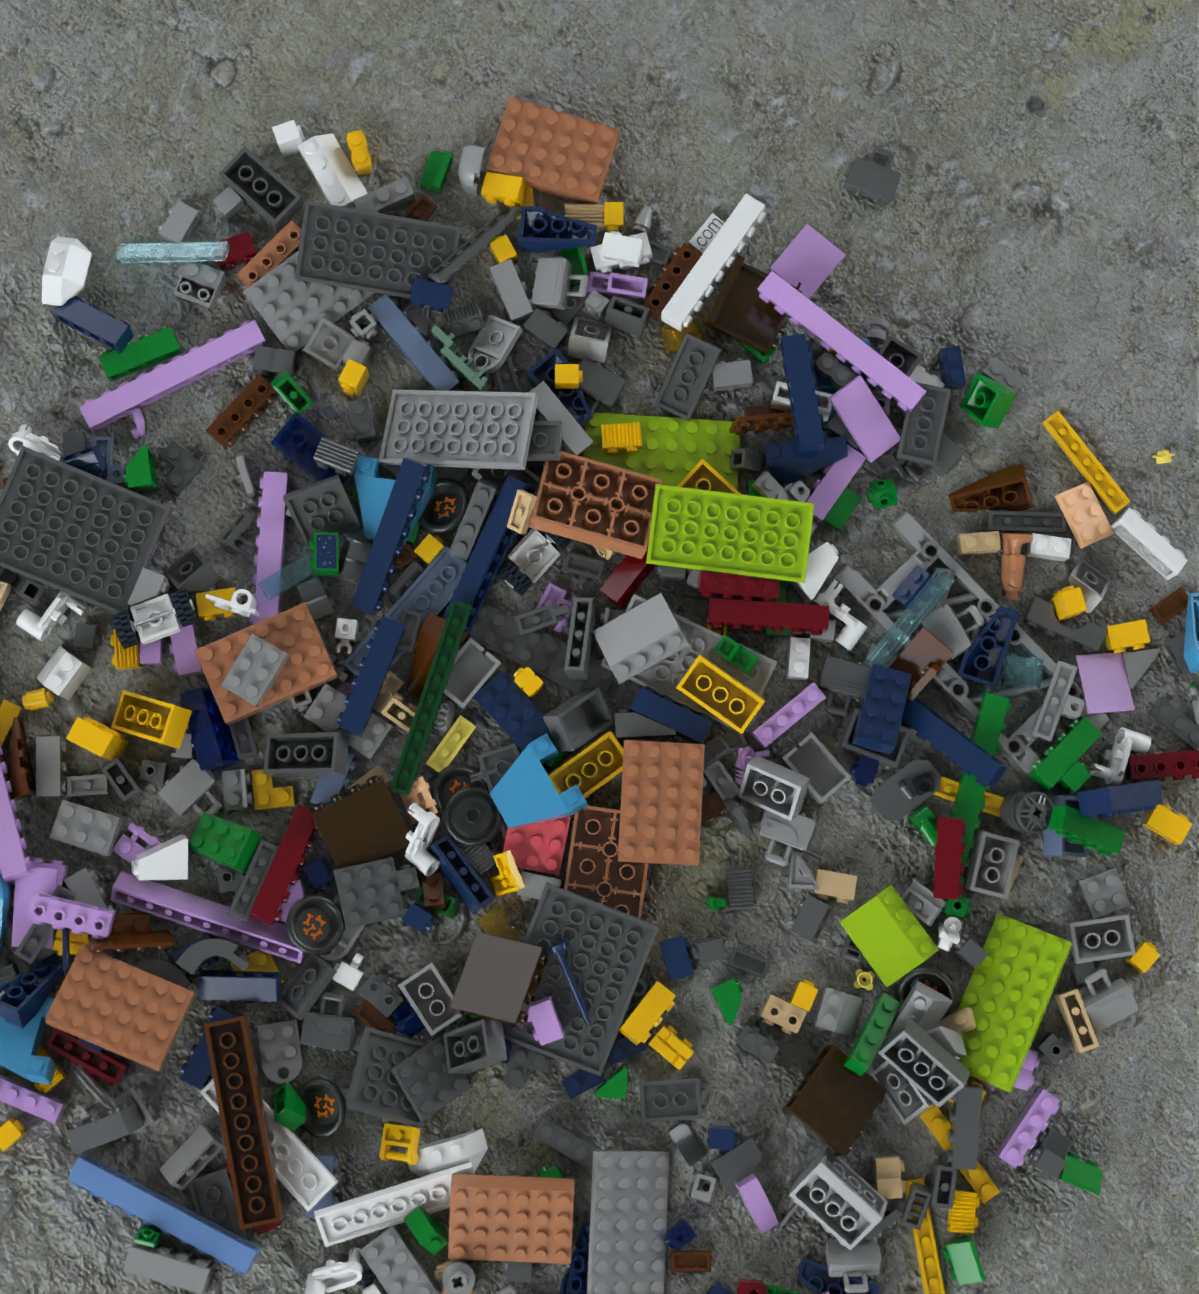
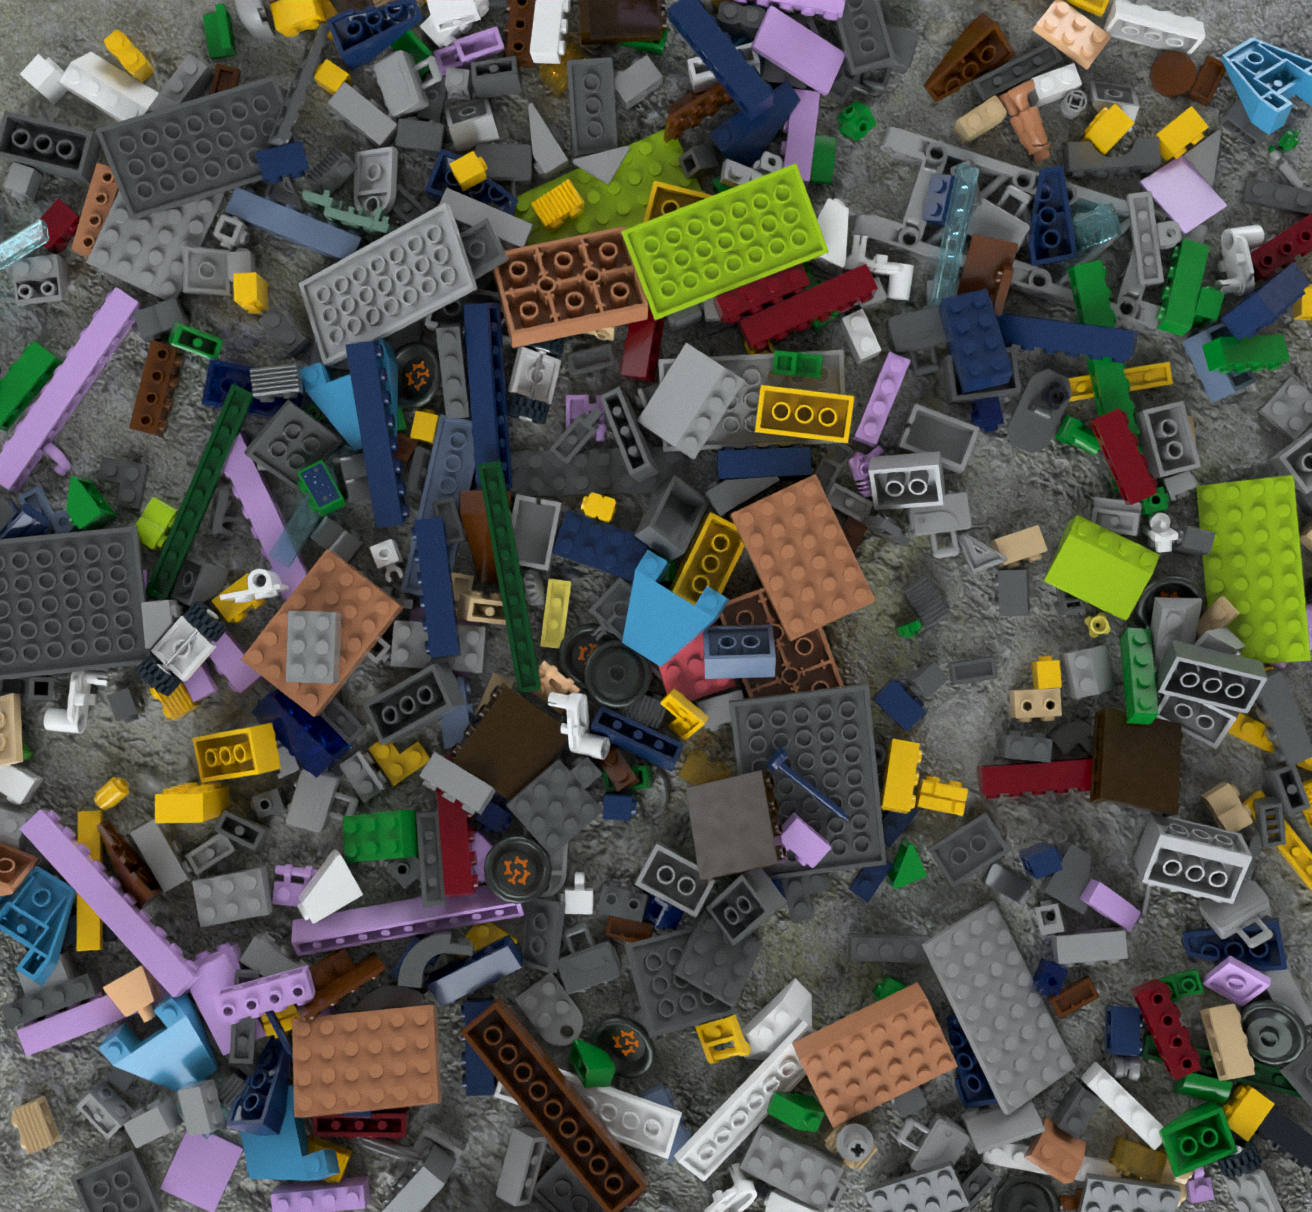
camera: 15 degrees left, 5 degrees up
(63, 673) = (124, 754): white slope -> none
(185, 512) = (156, 523): none -> lime brick
(232, 508) = (200, 492): none -> dark green plate
(245, 475) = (190, 447): light grey tile -> none
(305, 833) = (457, 784): none -> light grey brick
(521, 512) = (498, 335): tan plate -> none
(574, 848) = (739, 651): none -> sand blue slope
(634, 390) = (546, 151): none -> light grey slope
(672, 424) = (603, 164): none -> light grey tile
(723, 1227) = (1089, 946): none -> light grey brick
(728, 998) = (973, 718): green slope -> none
(751, 1071) = (1035, 777): none -> dark red brick
(983, 904) = (1178, 485): none -> light grey brick
(1026, 811) = (1175, 367): dark grey wheel -> none
(1052, 570) = (1069, 108): none -> light grey wheel
(1146, 587) = (1173, 74): none -> reddish brown tile

